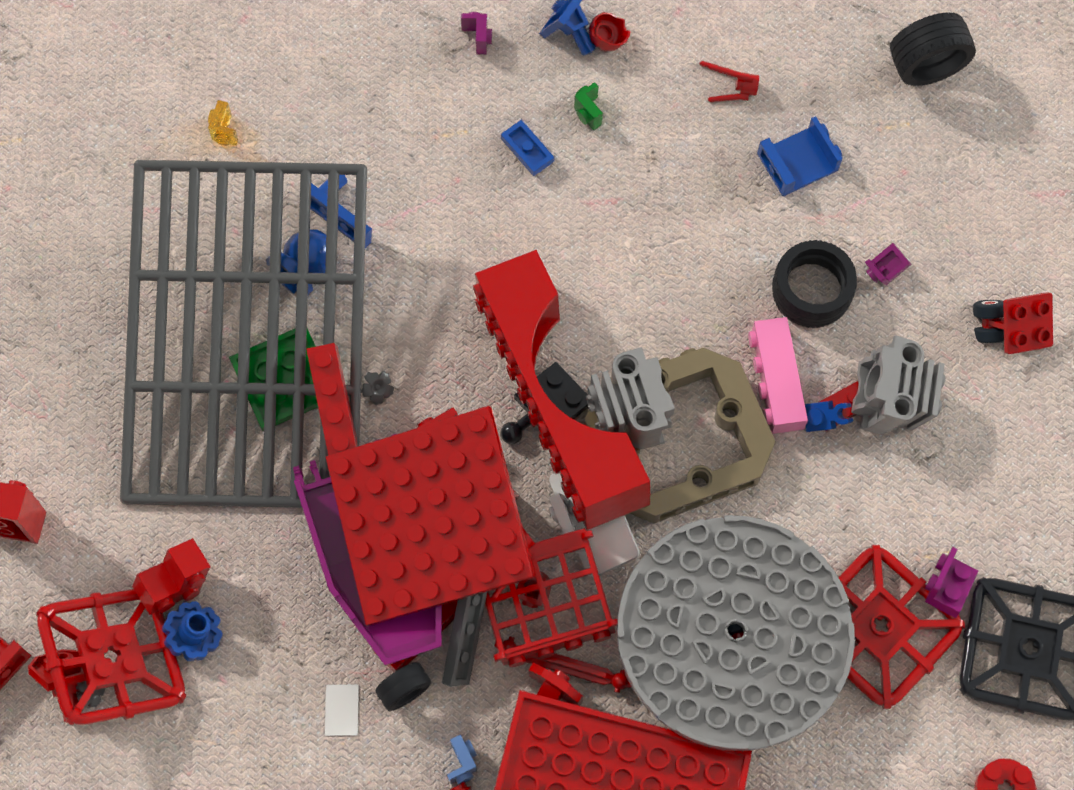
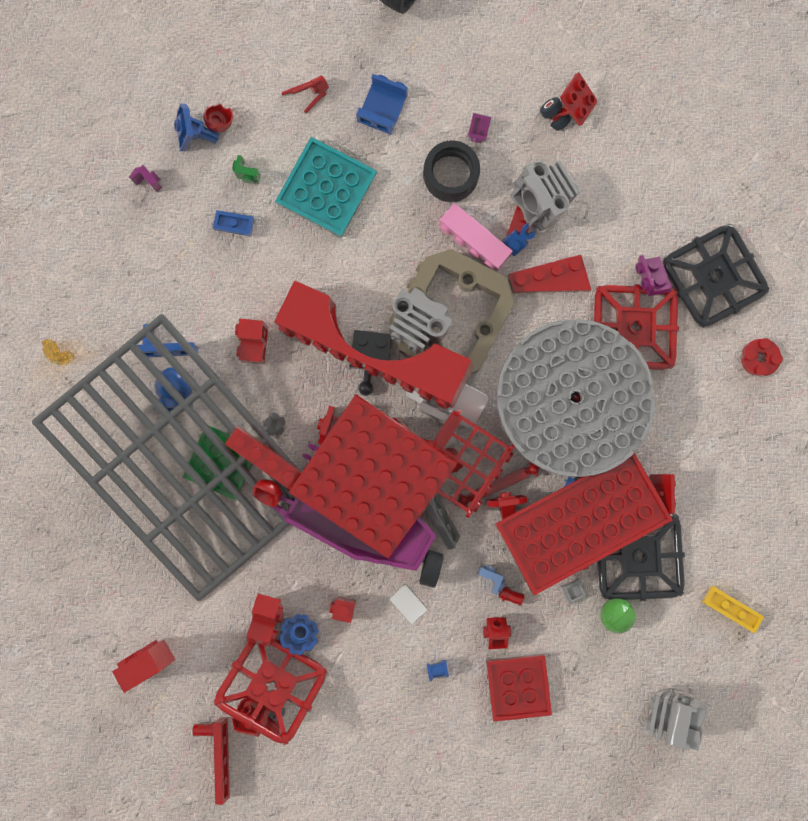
camera: 40 degrees left, 15 degrees up
(265, 646) = (343, 609): none -> red brick
(303, 444) = (267, 492): none -> red hair
(438, 279) = (253, 340): none -> red brick
(661, 191) = (326, 187): none -> teal plate
(839, 495) = (555, 276): none -> red wing

